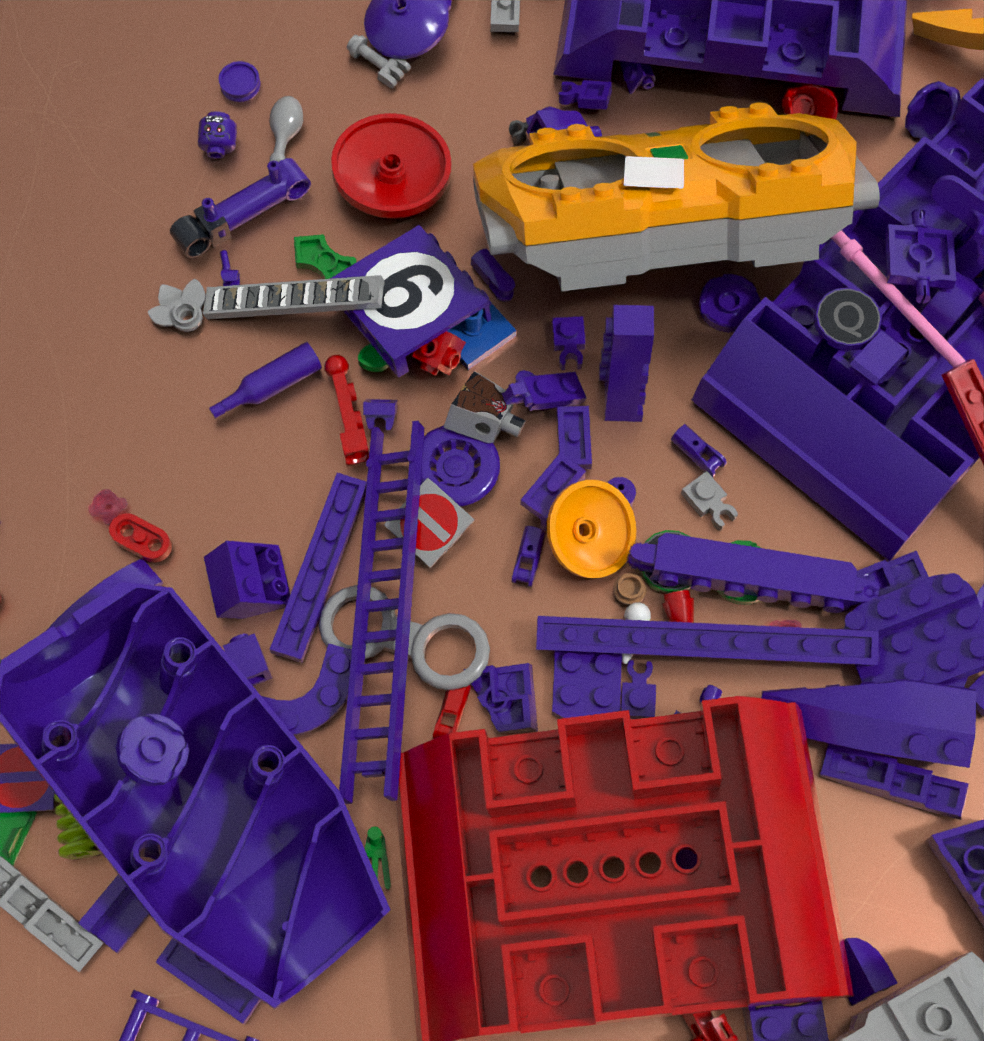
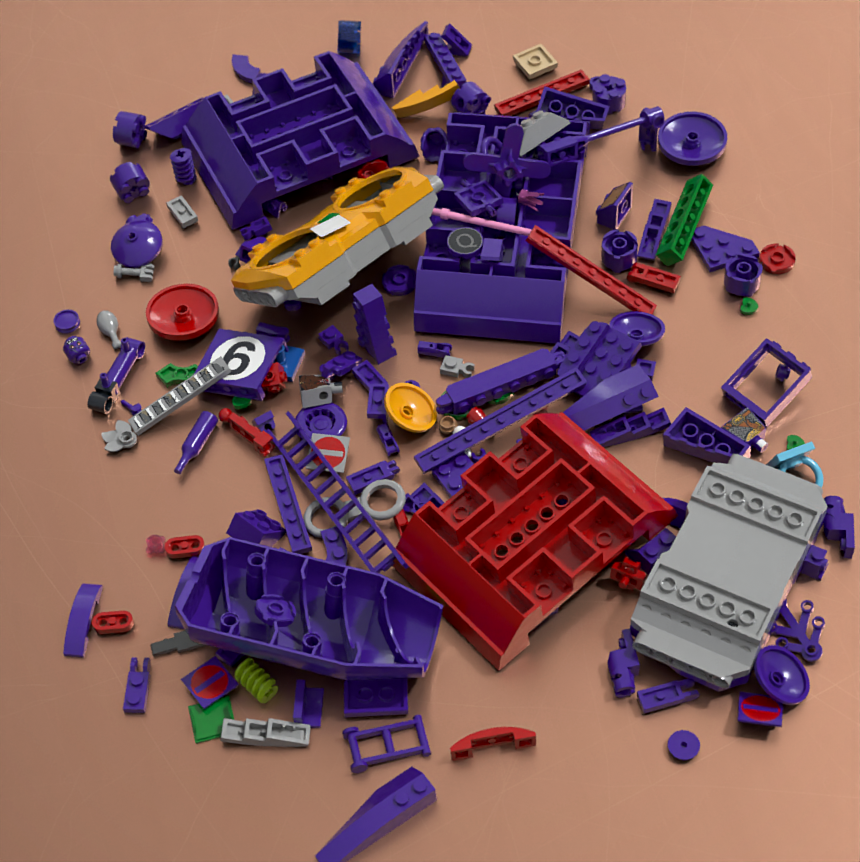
camera: 30 degrees left, 15 degrees down
(471, 600) = (361, 479): none -> dark purple hinge

